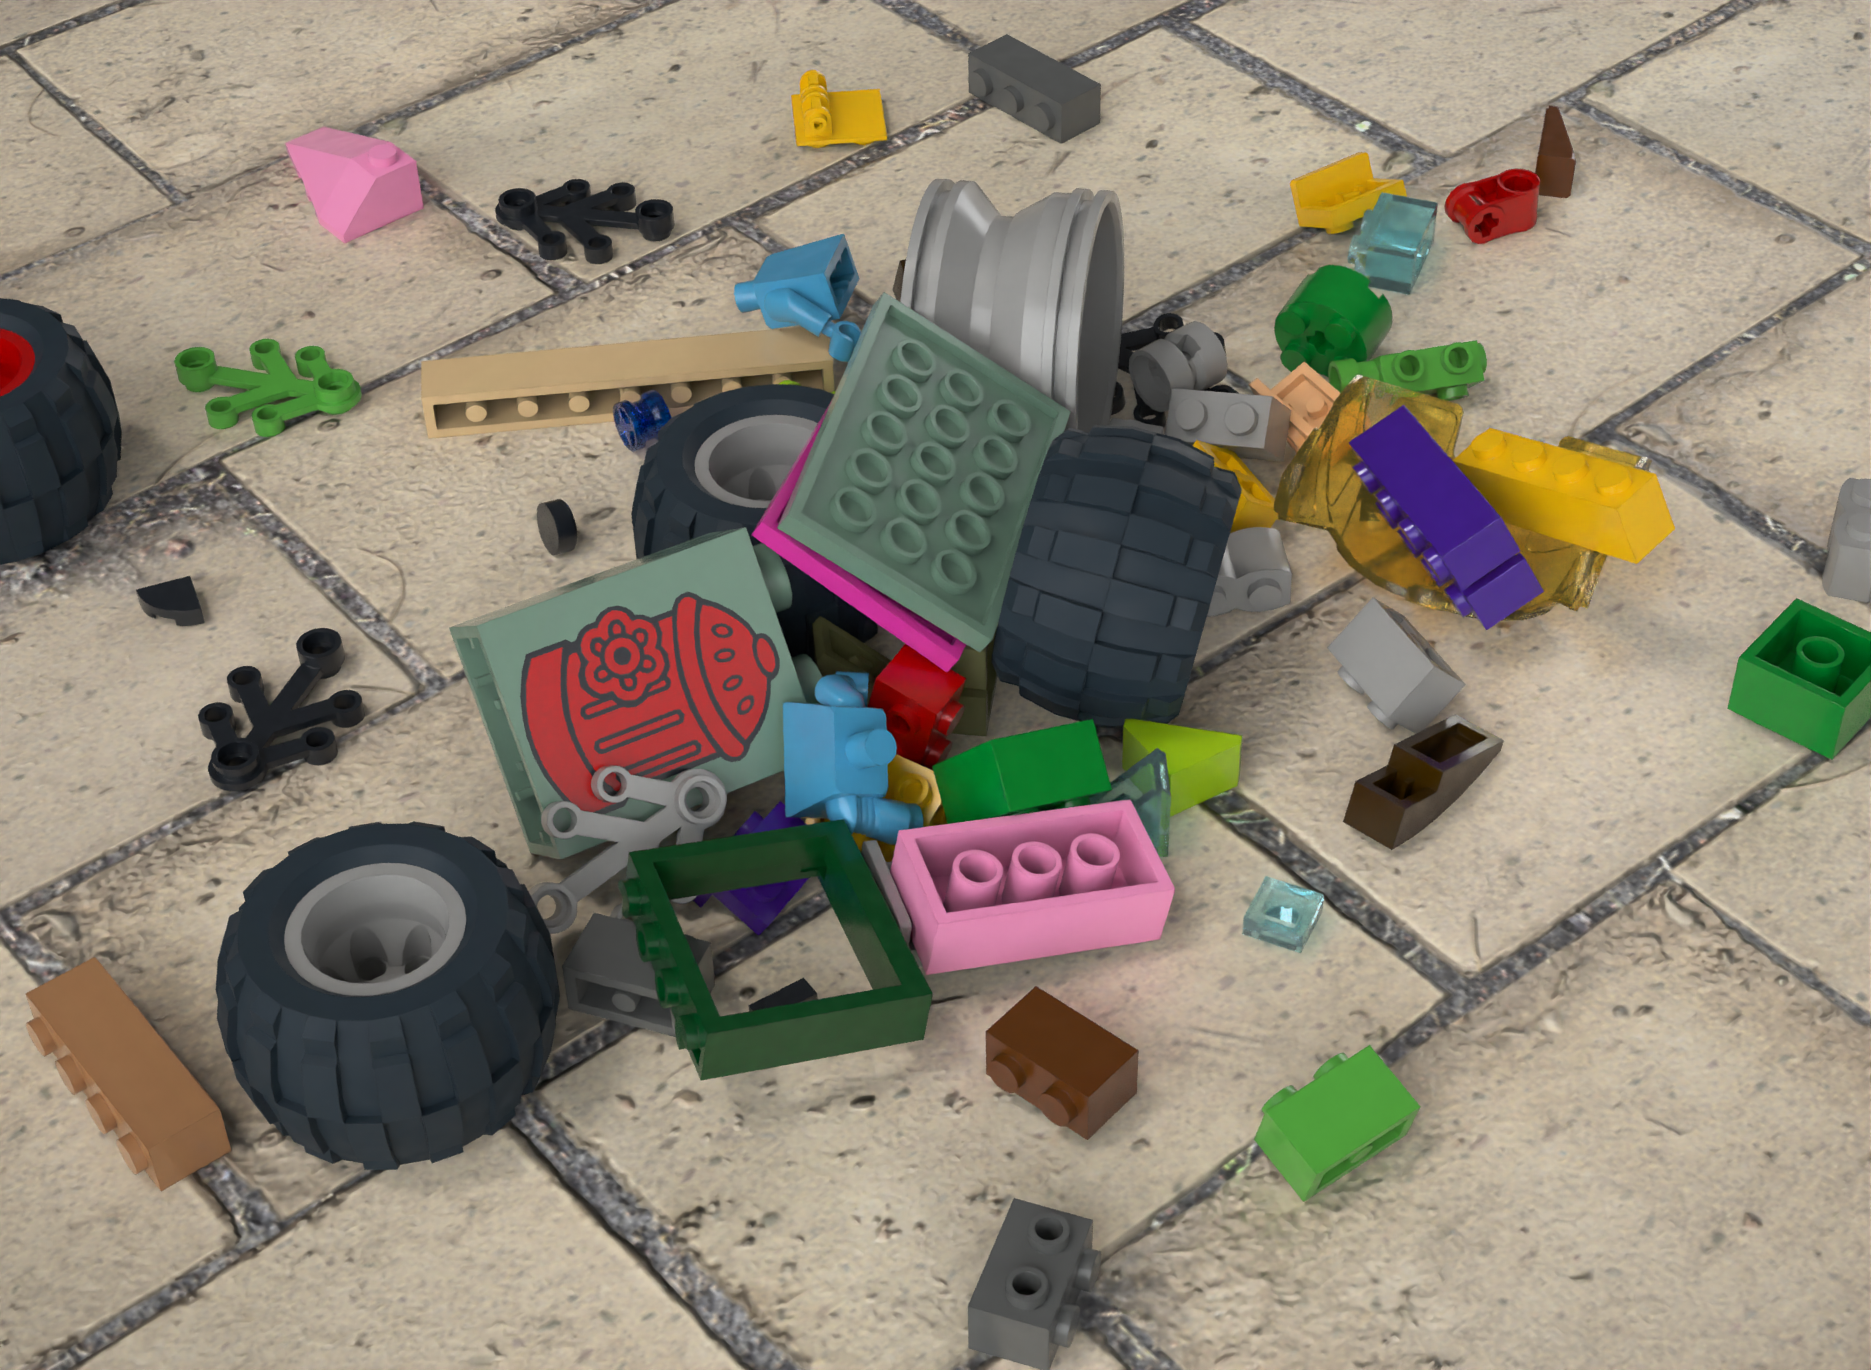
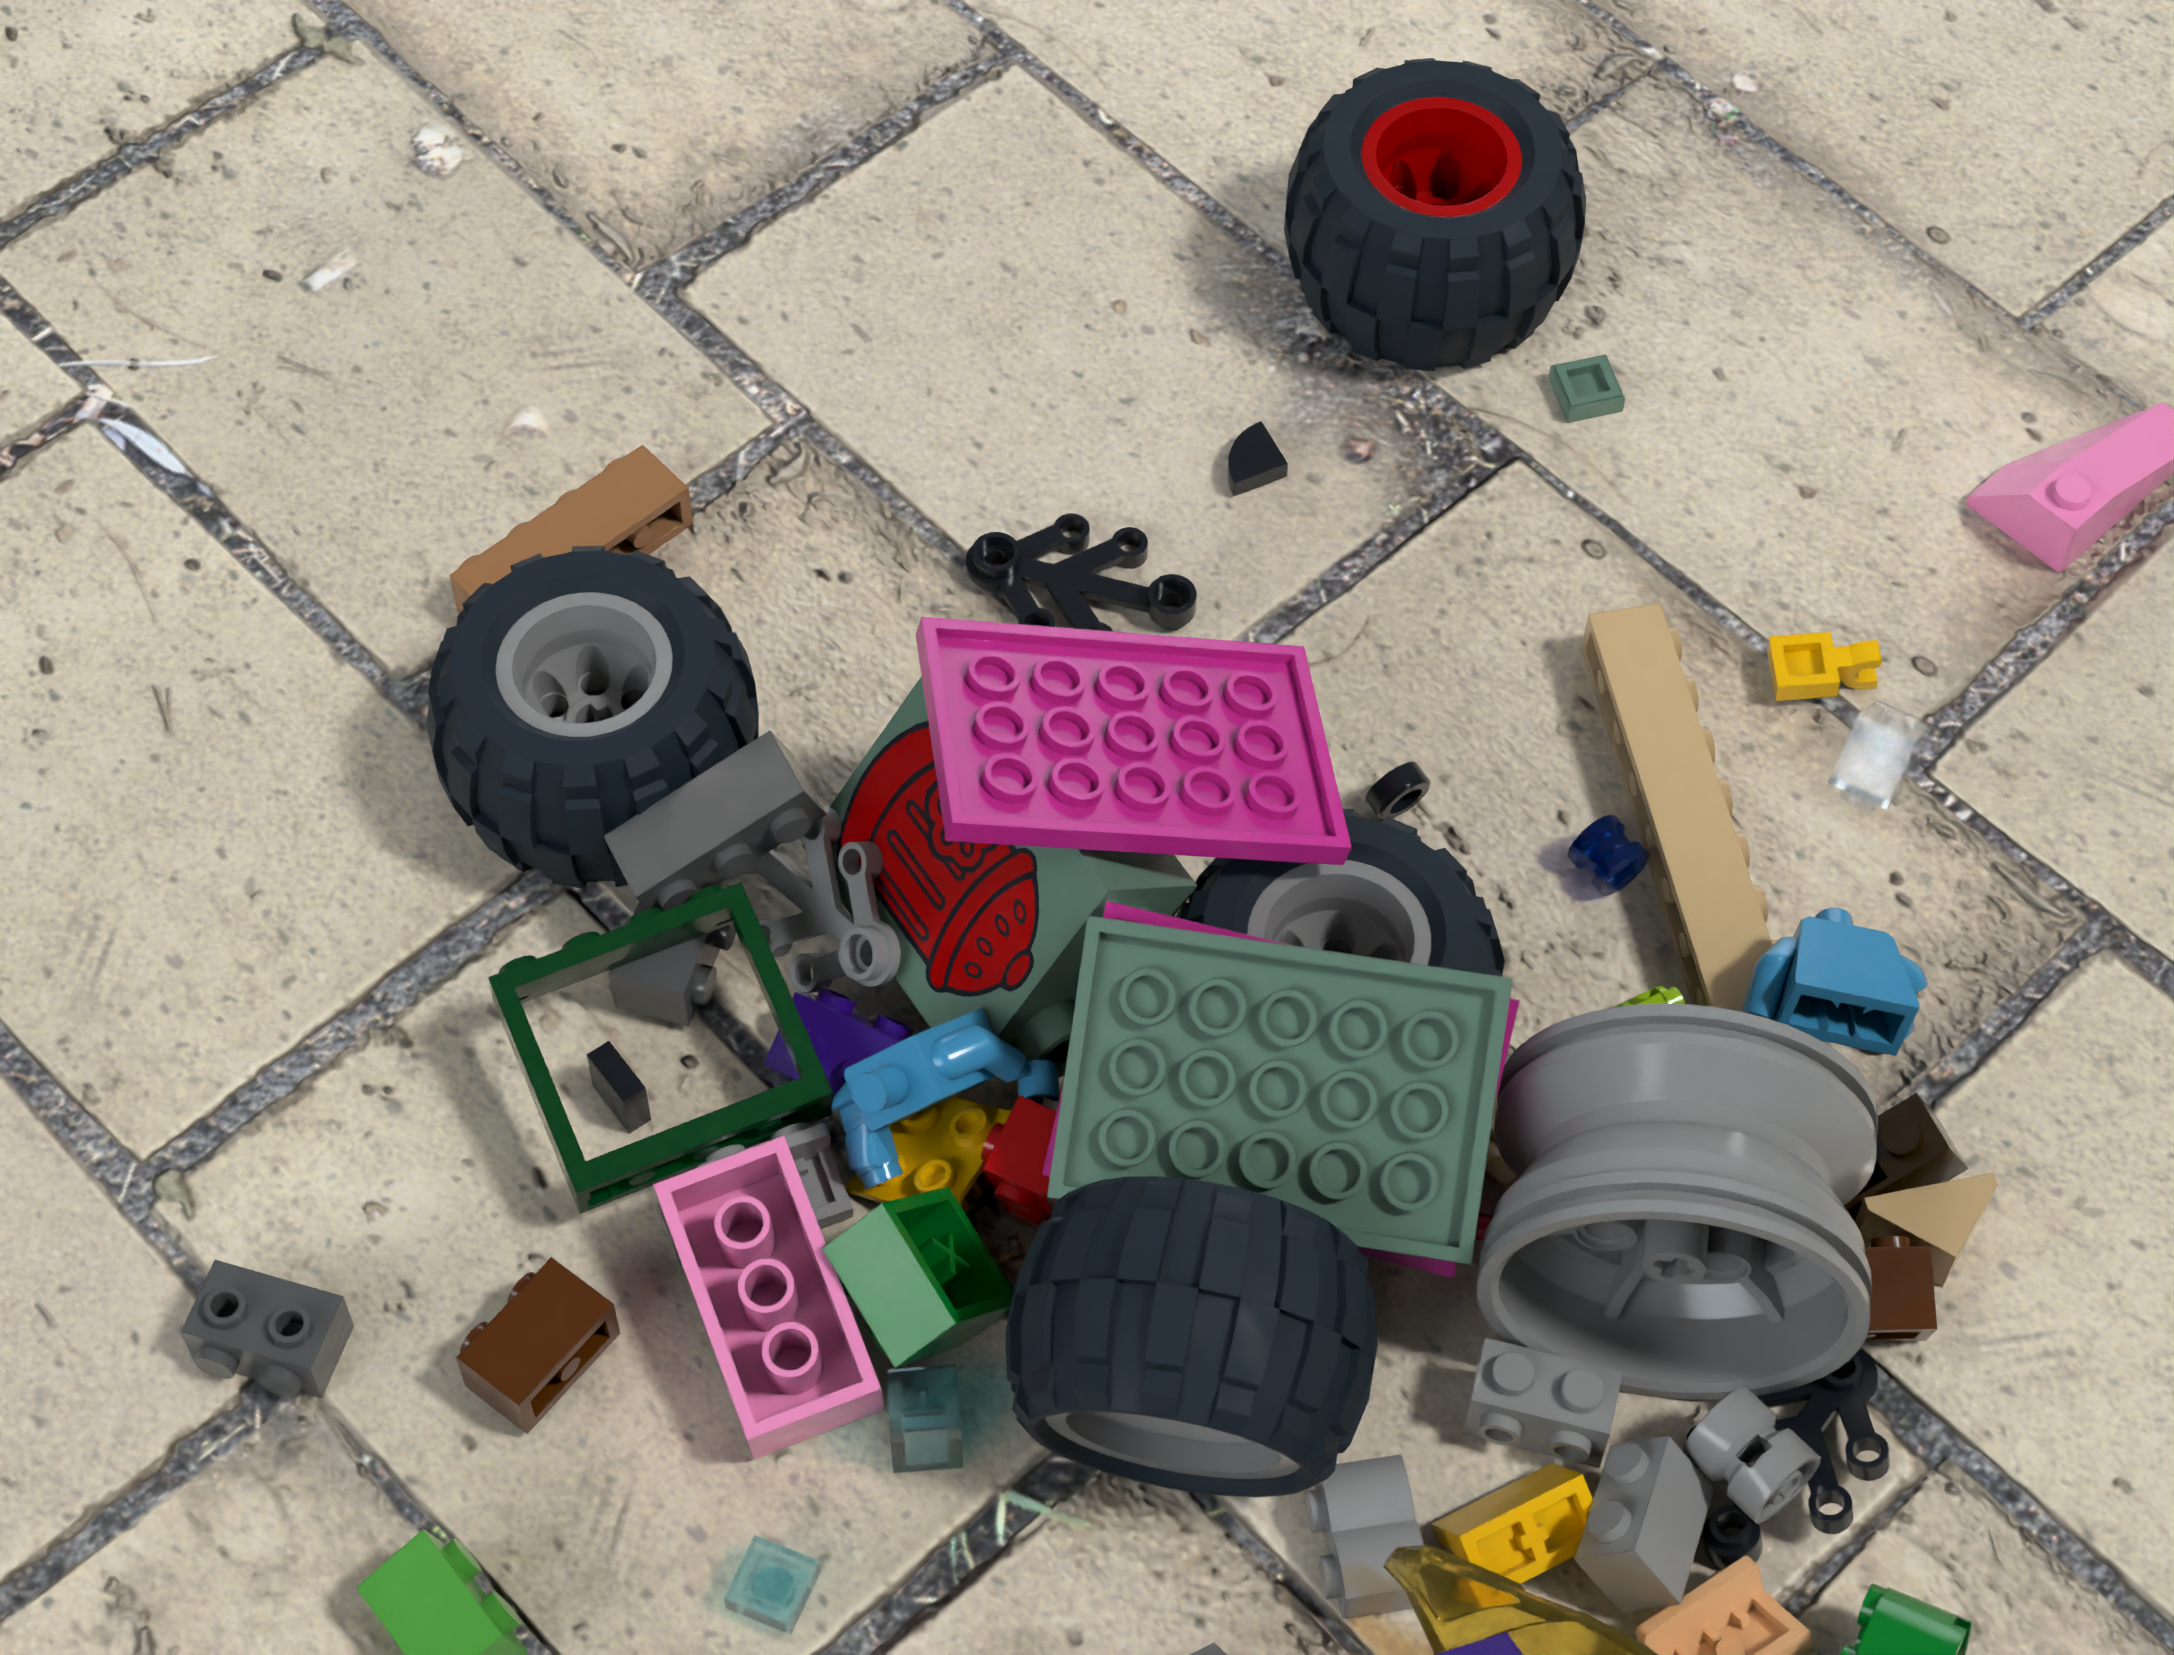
camera: 85 degrees right, 15 degrees up
(164, 412) = (1586, 388): none -> sand green tile
(330, 390) = (1660, 404): bright green plant -> none
(488, 313) = (1812, 667): none -> yellow plate
(525, 211) = (2056, 739): black plant -> none
(568, 875) = (716, 824): none -> dark grey brick
(581, 283) = (1879, 755): none -> clear slope
(588, 522) = (1128, 743): none -> dark pink plate
(1198, 760) = (1005, 1476): lime slope -> none

